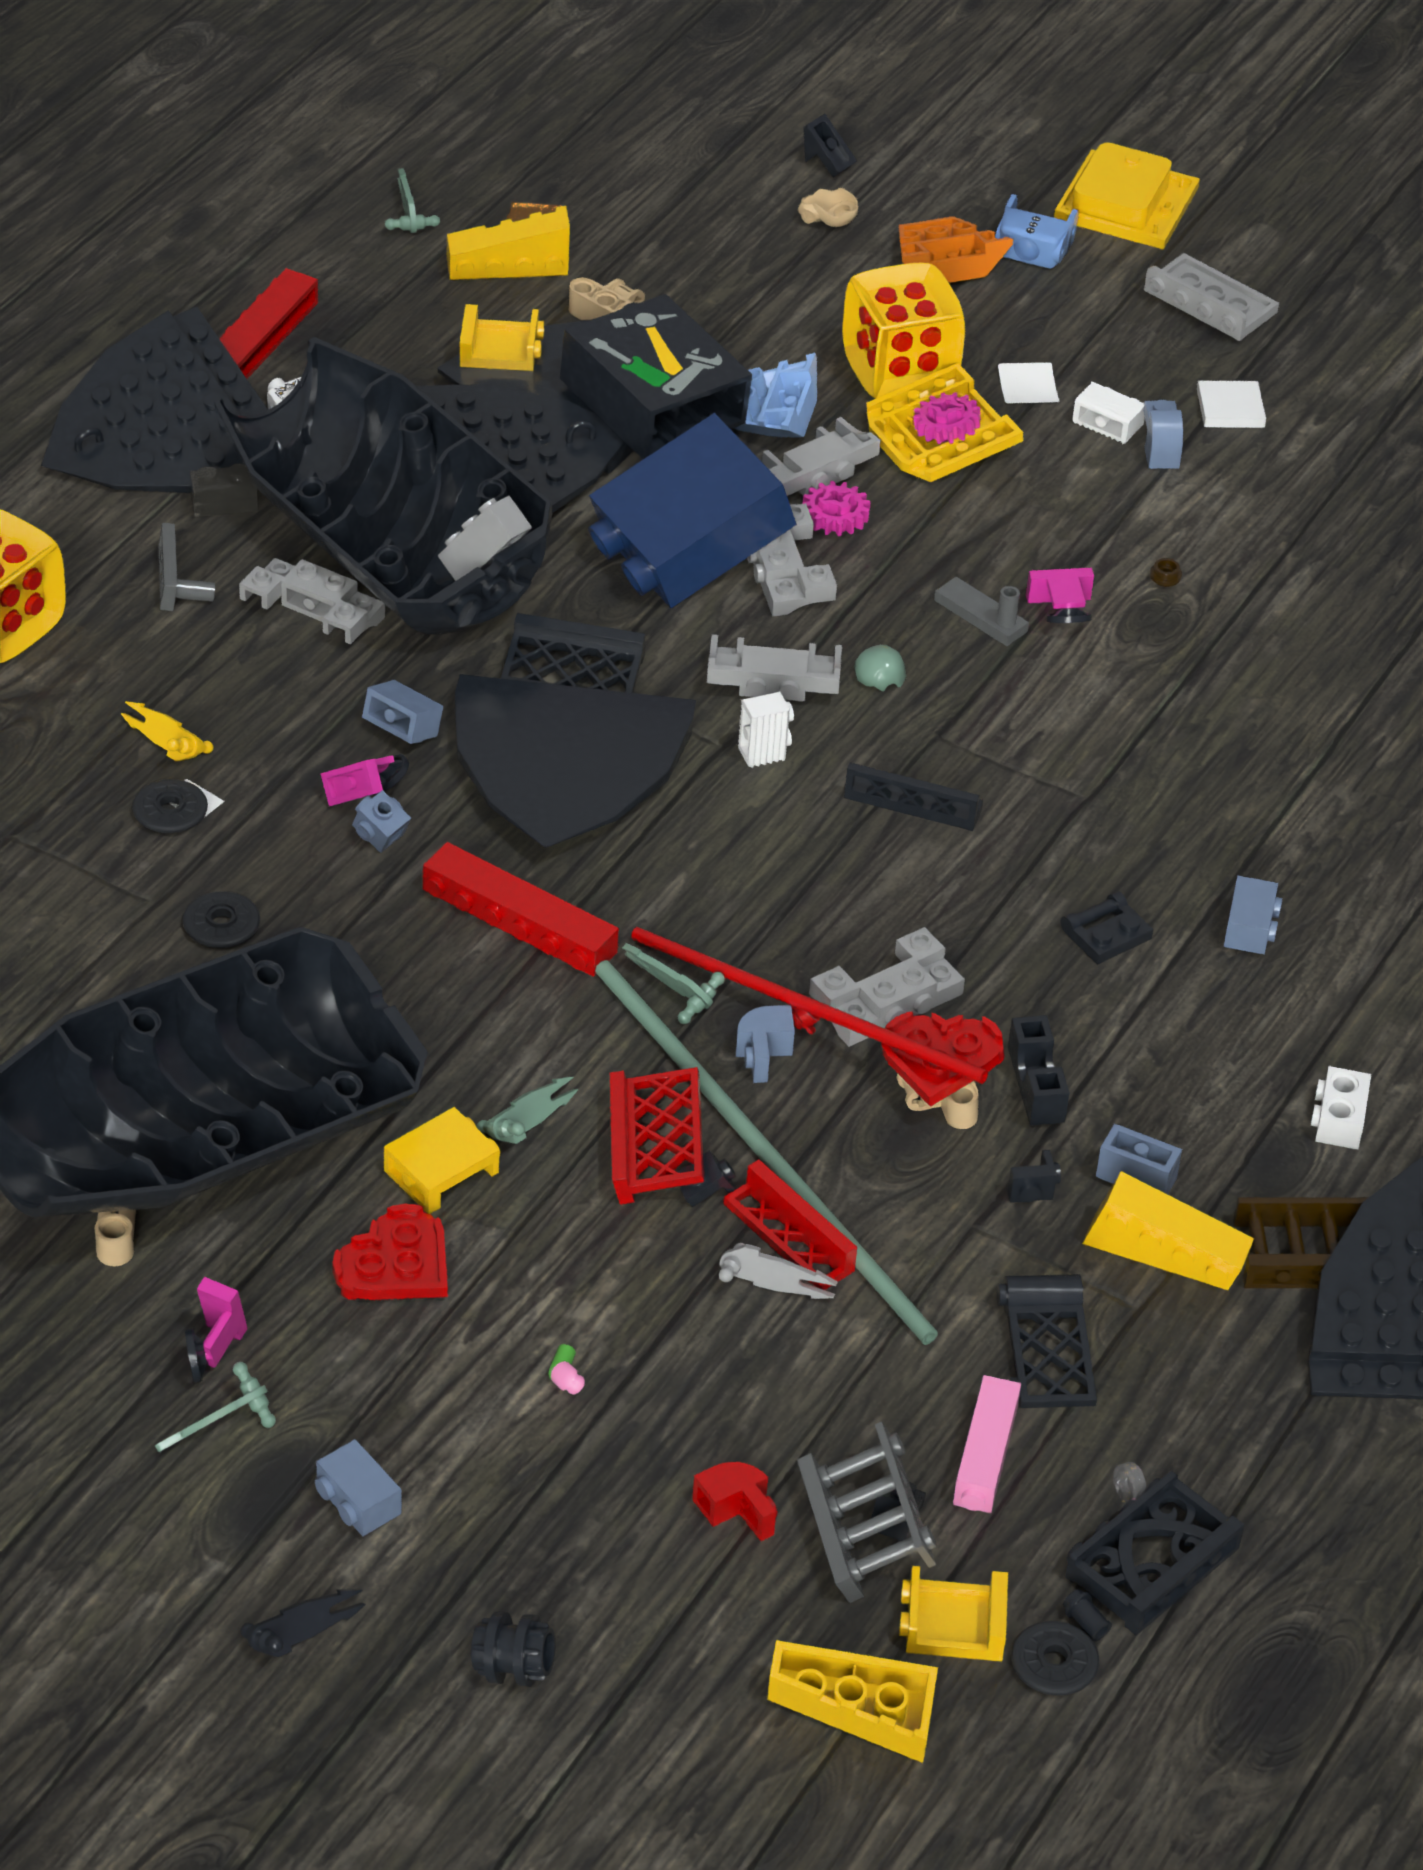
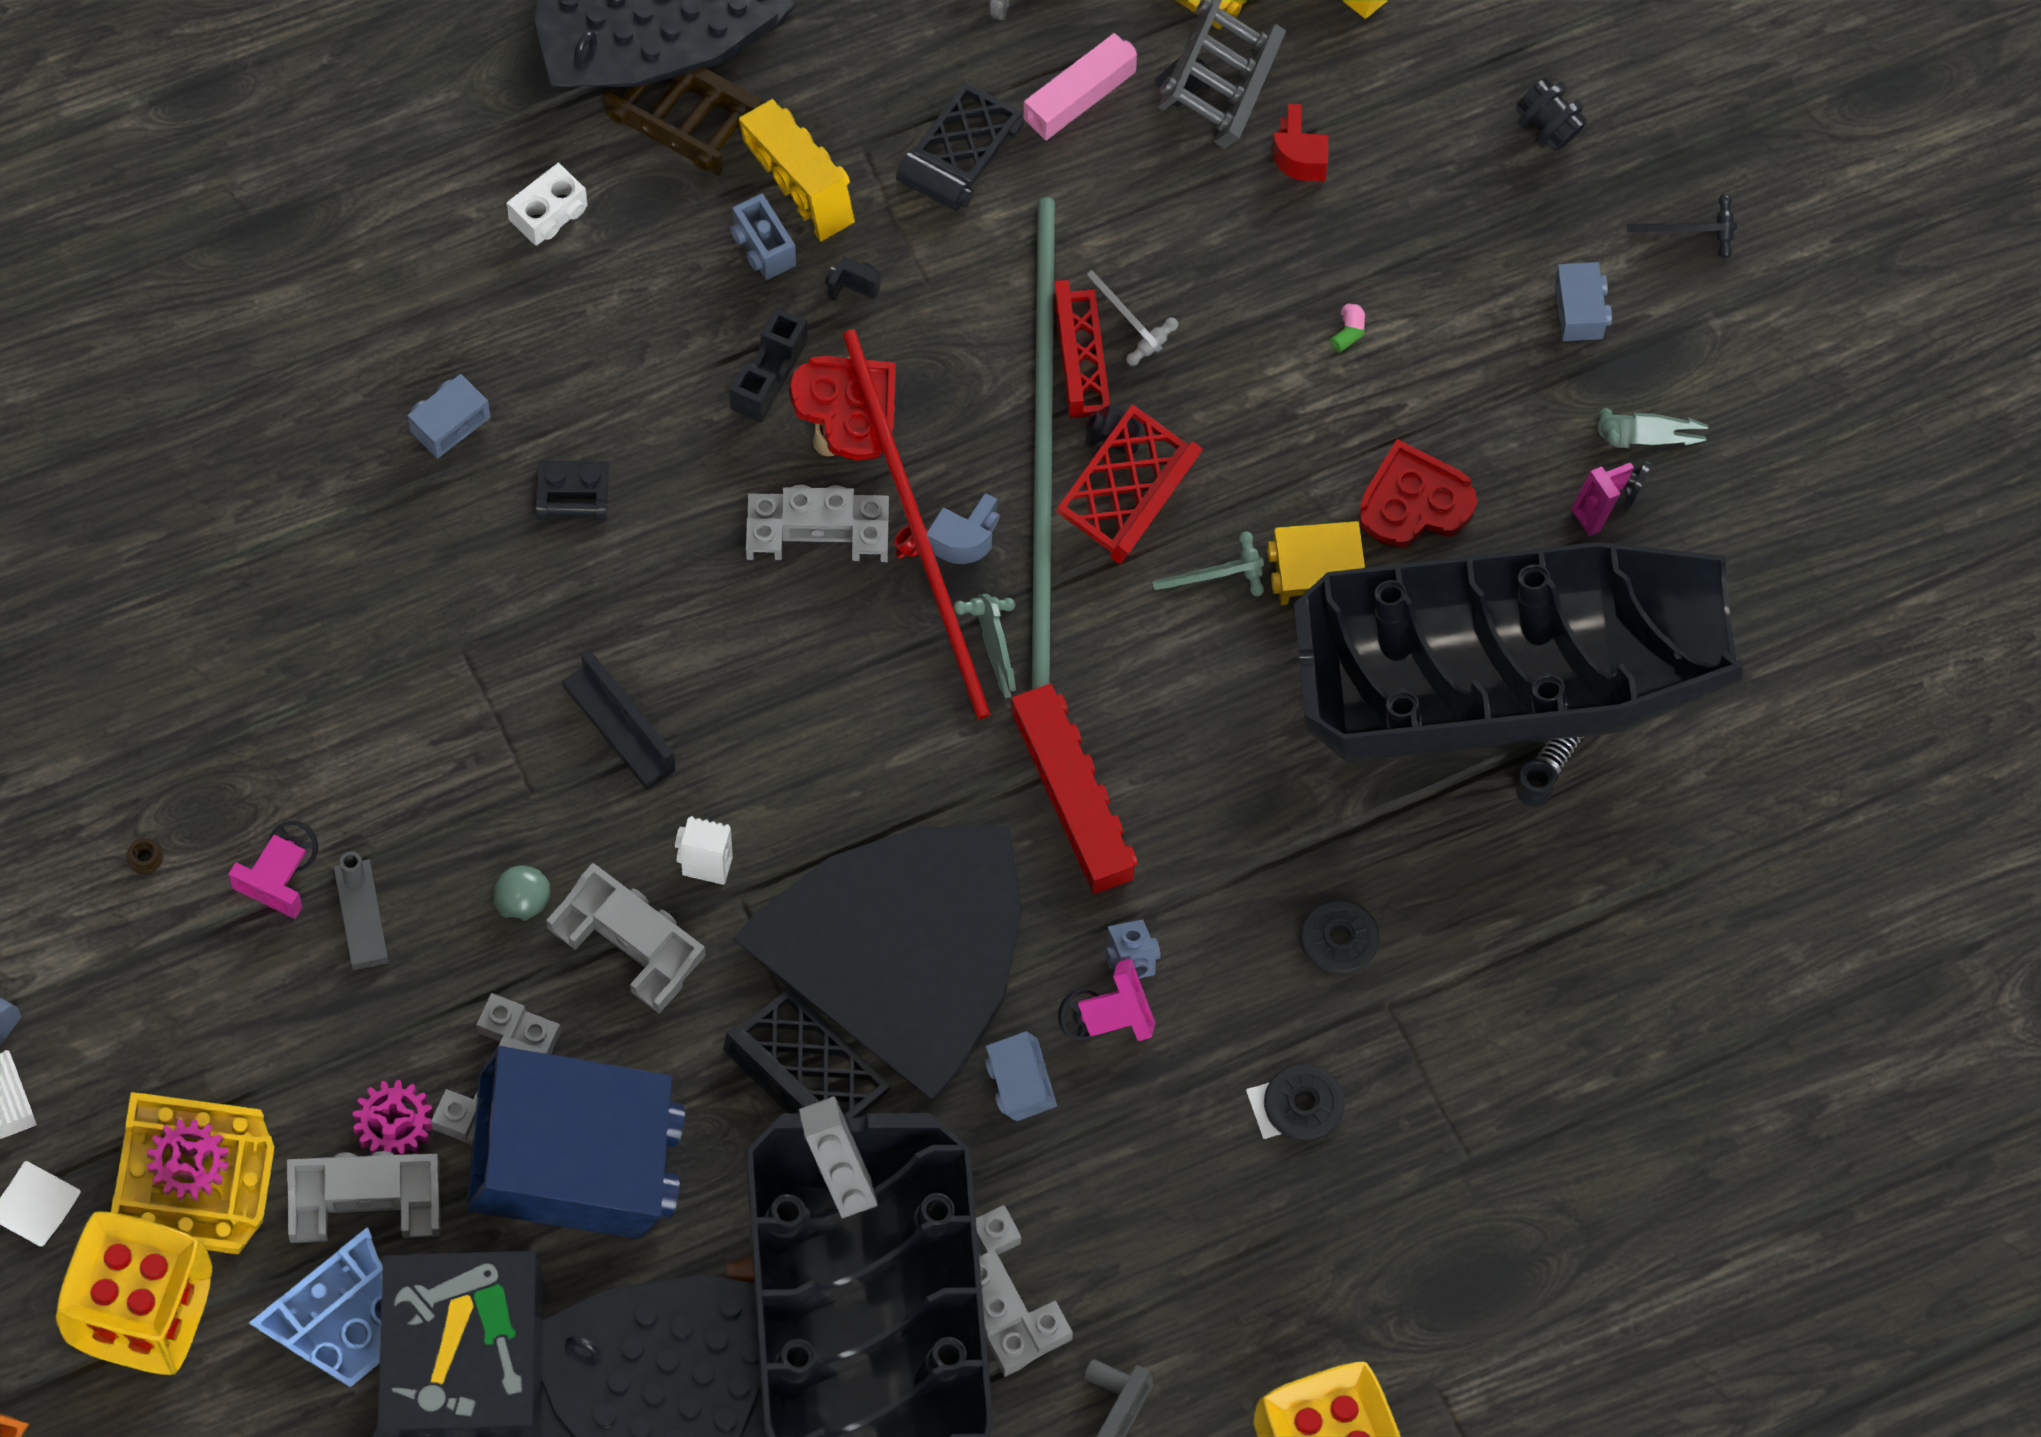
camera: 145 degrees left, 20 degrees up
(167, 733) = (1249, 1155): yellow piece -> none

